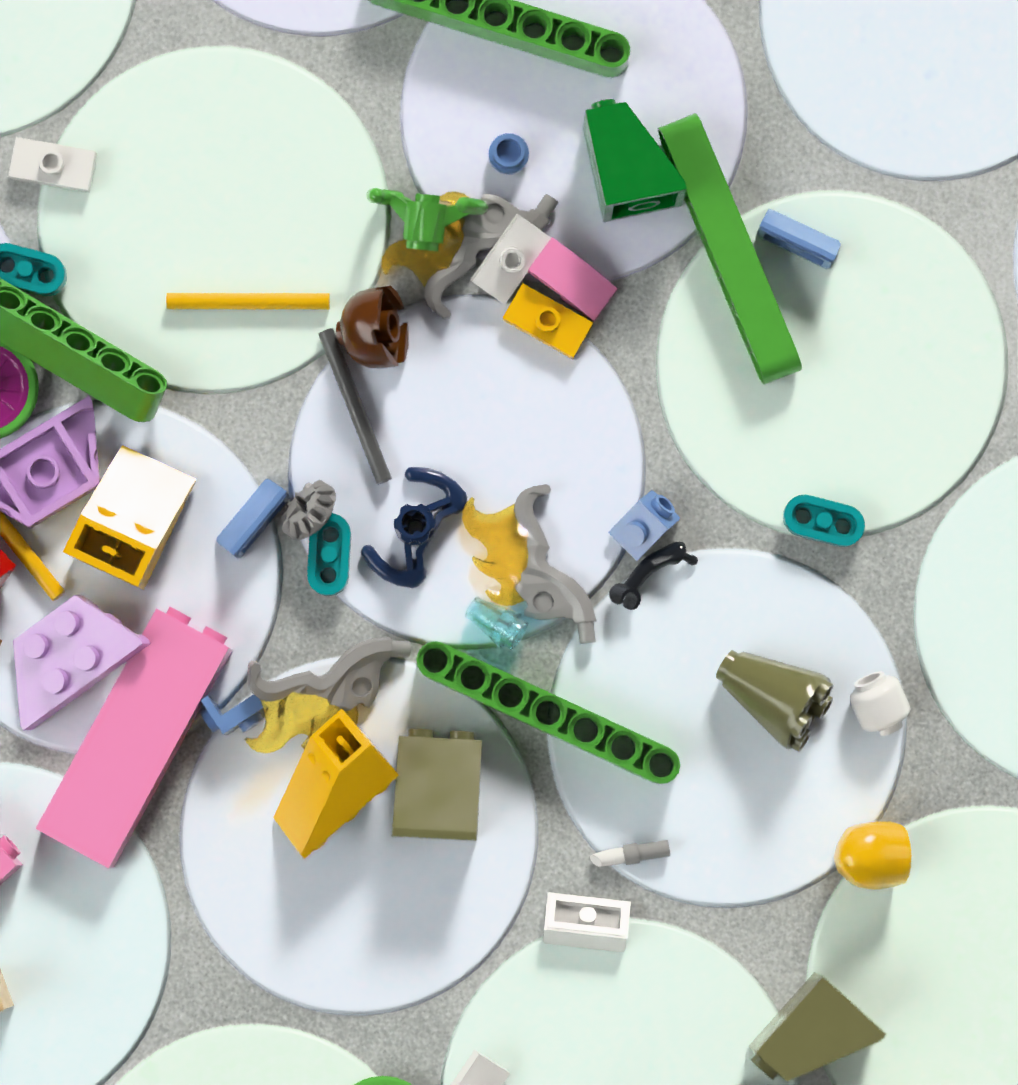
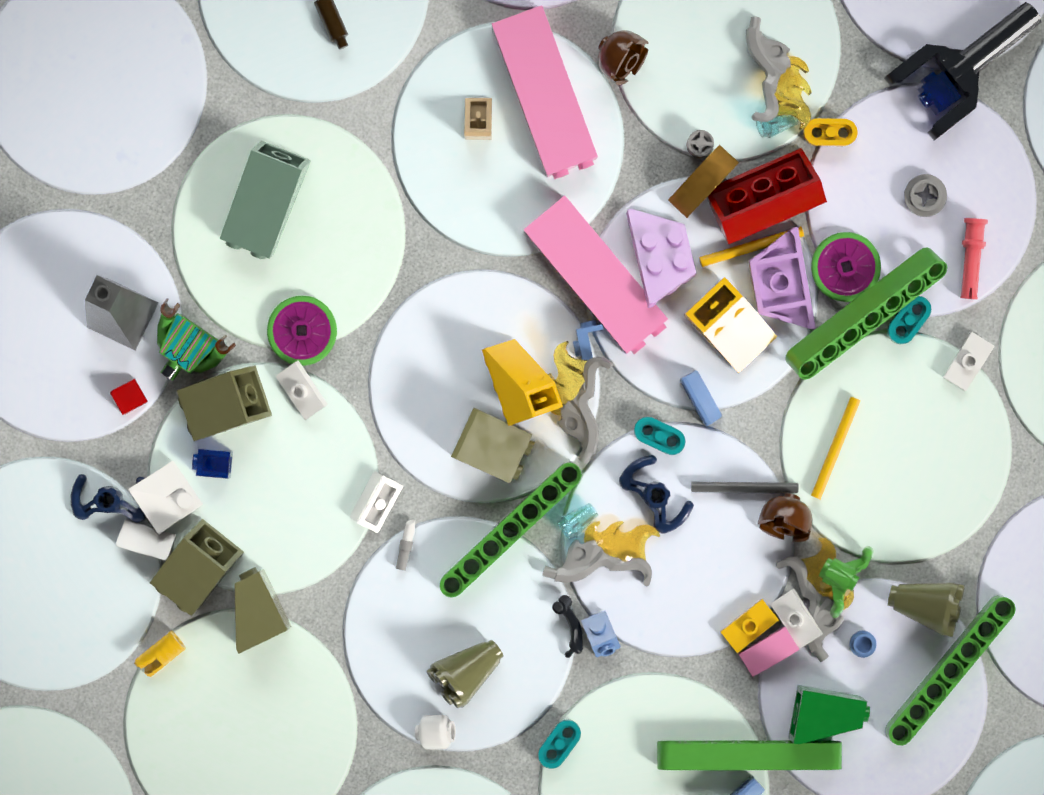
camera: 115 degrees right, 5 degrees up
(318, 501) = (695, 442): light grey gear -> none
(415, 82) = (929, 604): none -> olive cone
(874, 855) = (346, 690): yellow piece -> none

